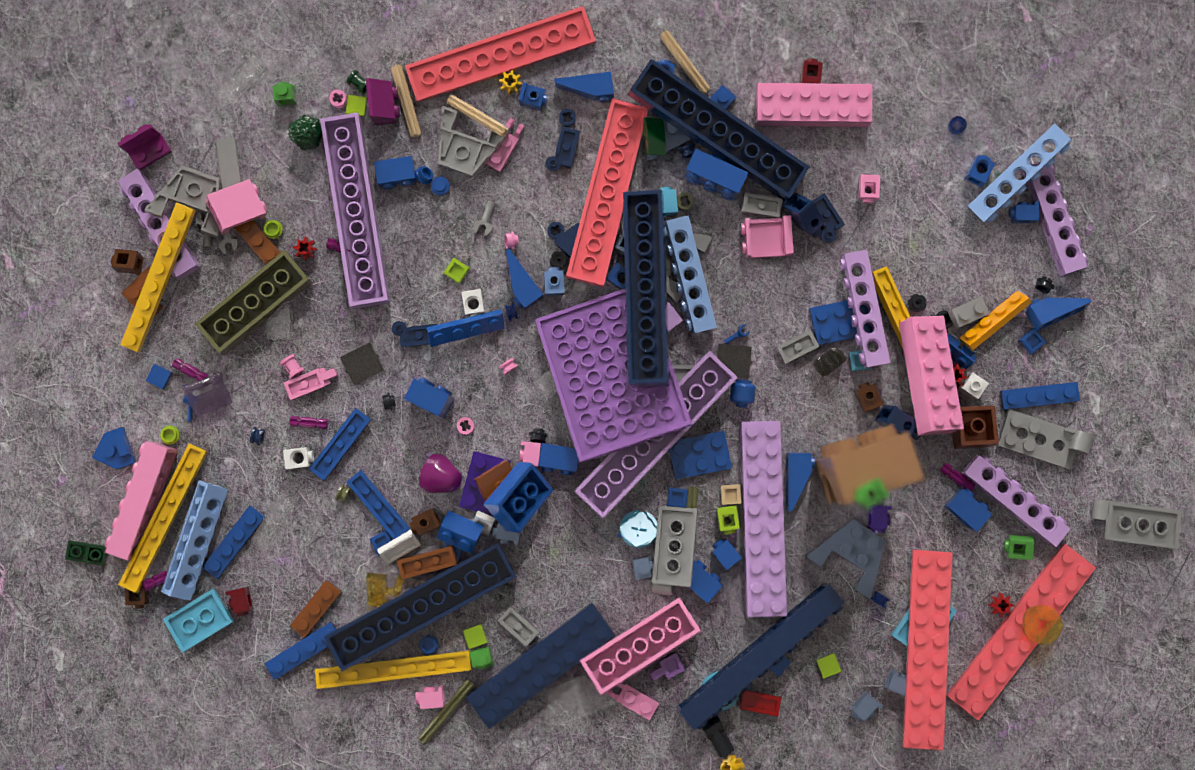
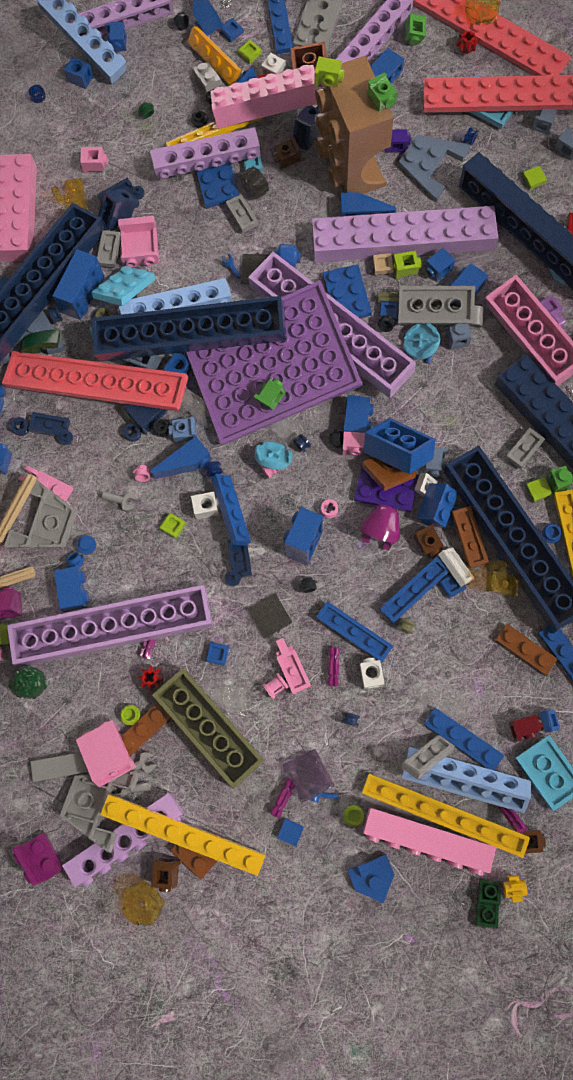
camera: 85 degrees left, 10 degrees down
(96, 577) = (514, 888): none -> yellow gear
(103, 249) = (149, 895): none -> clear yellow plate
(214, 505) = (427, 757): none -> light grey tile
(245, 624) = (549, 720): none -> blue tile
(327, 312) = (217, 654): none -> blue tile
(520, 371) = (273, 455): none -> medium azure tile
(534, 401) = (302, 443): none -> dark blue bush
(575, 369) = (271, 393): none -> bright green brick
(661, 494) = (386, 327): none -> black plate
(711, 221) = (123, 285): none -> medium azure plate
(828, 169) = (75, 193): none -> clear yellow plate
(897, 438) = (328, 72): none -> lime brick
(929, 245) = (146, 110): none -> dark green plate
(1002, 360) = (249, 51): none -> lime tile

